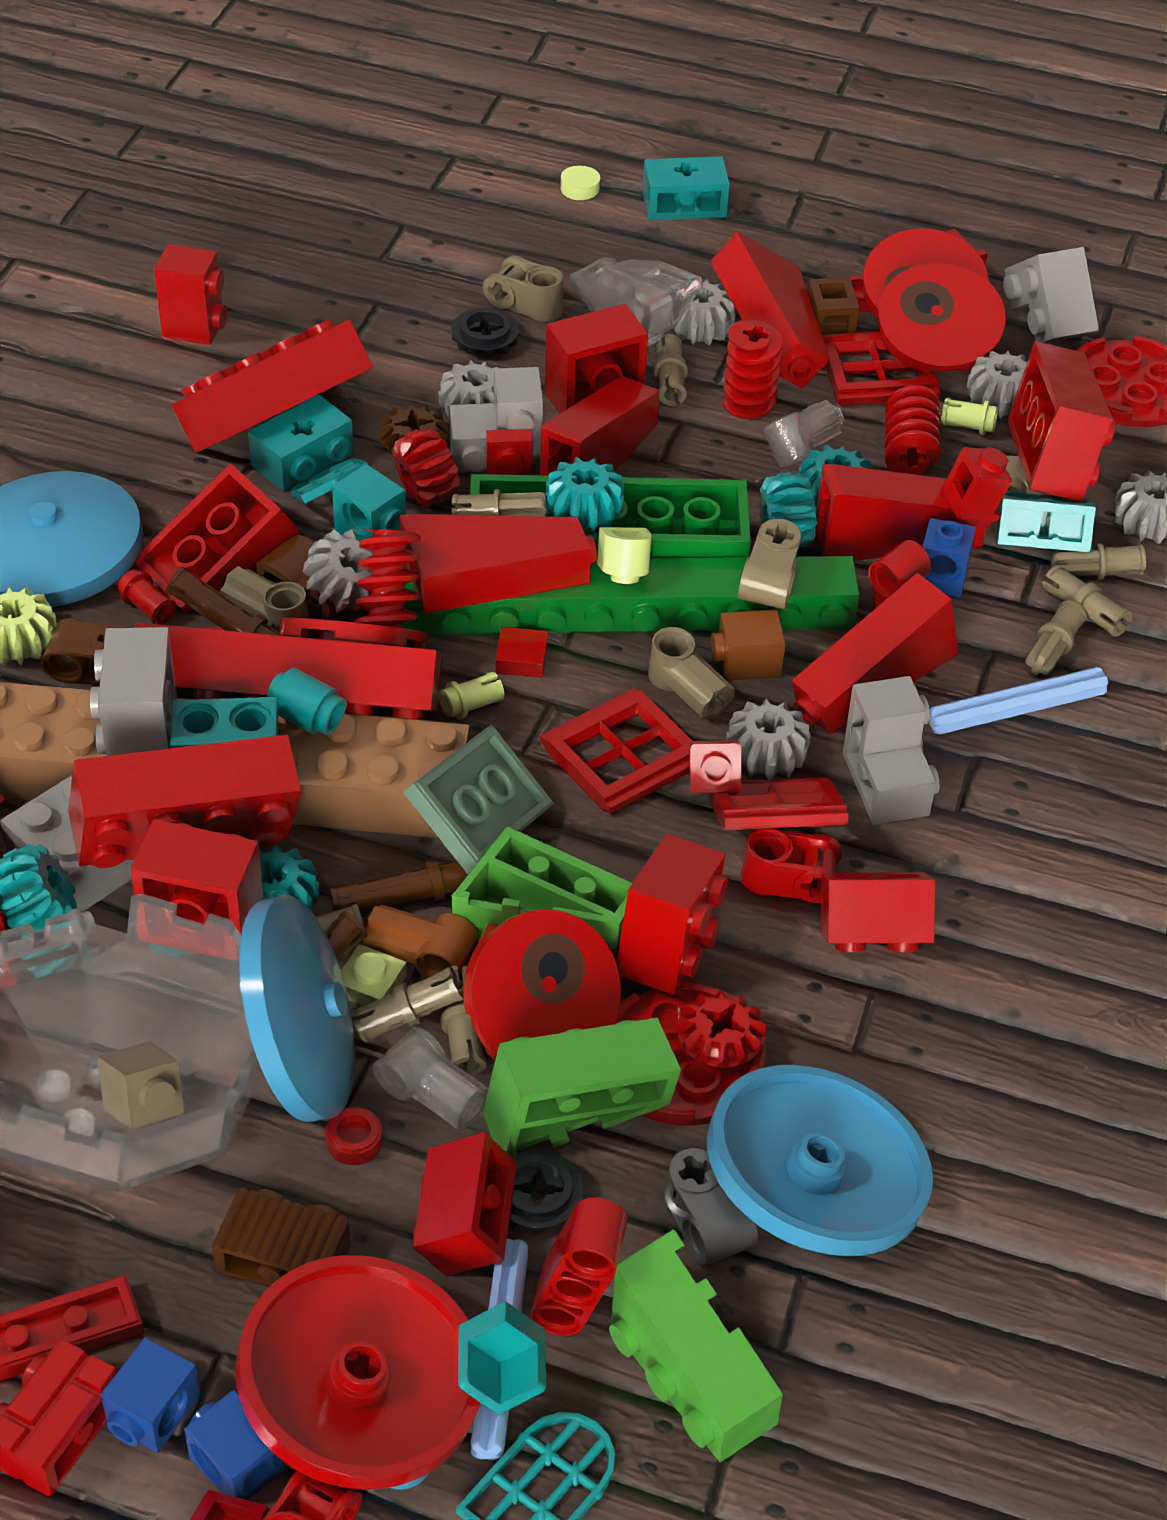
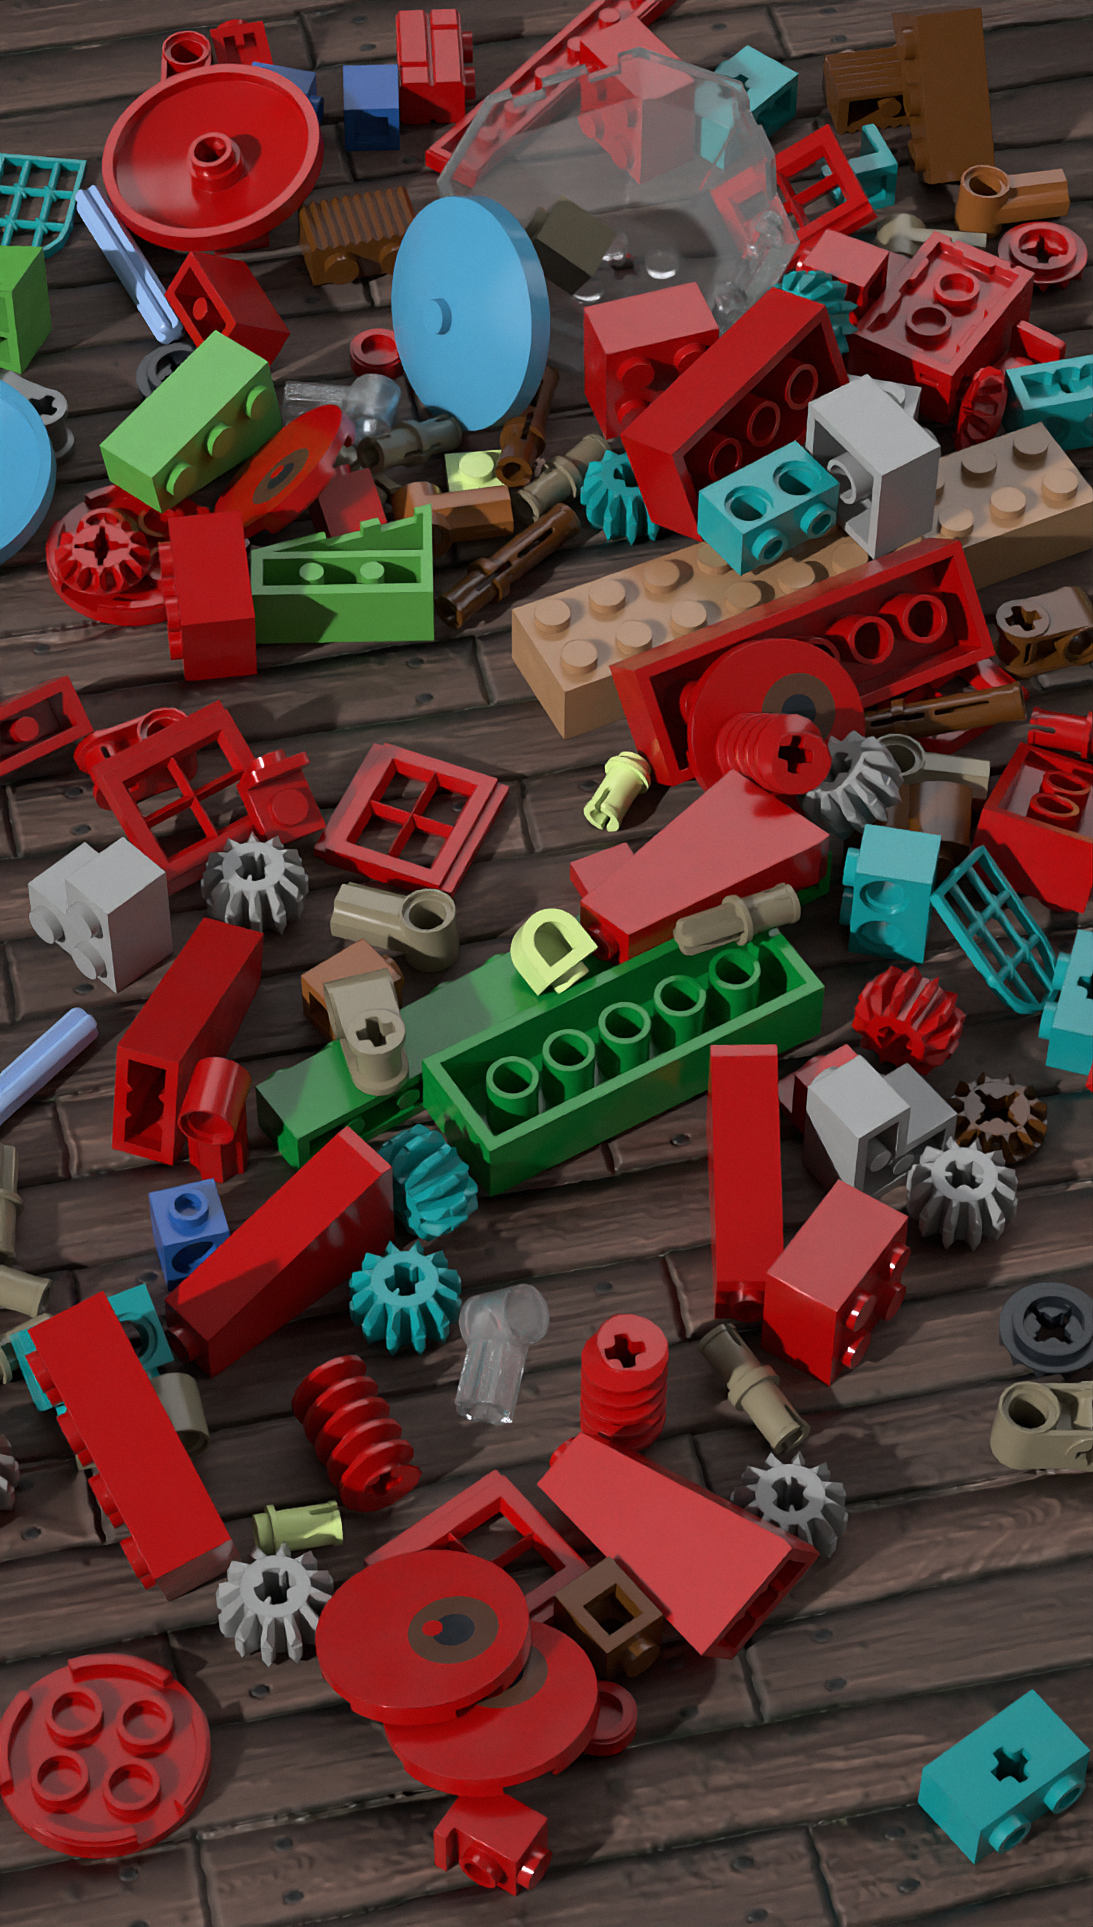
camera: 150 degrees right, 5 degrees up
(307, 702) = (725, 578): teal brick -> none
(477, 796) = (491, 626): sand green tile -> none
(501, 1358) = (111, 212): teal panel -> none
(579, 1266) = (82, 268): red beam -> none
(585, 492) = (649, 980): teal gear -> none
(651, 289) = (870, 1423): clear wedge -> none
(977, 484) = (183, 1268): red brick -> none
(1057, 294) = (300, 1803): light grey brick -> none

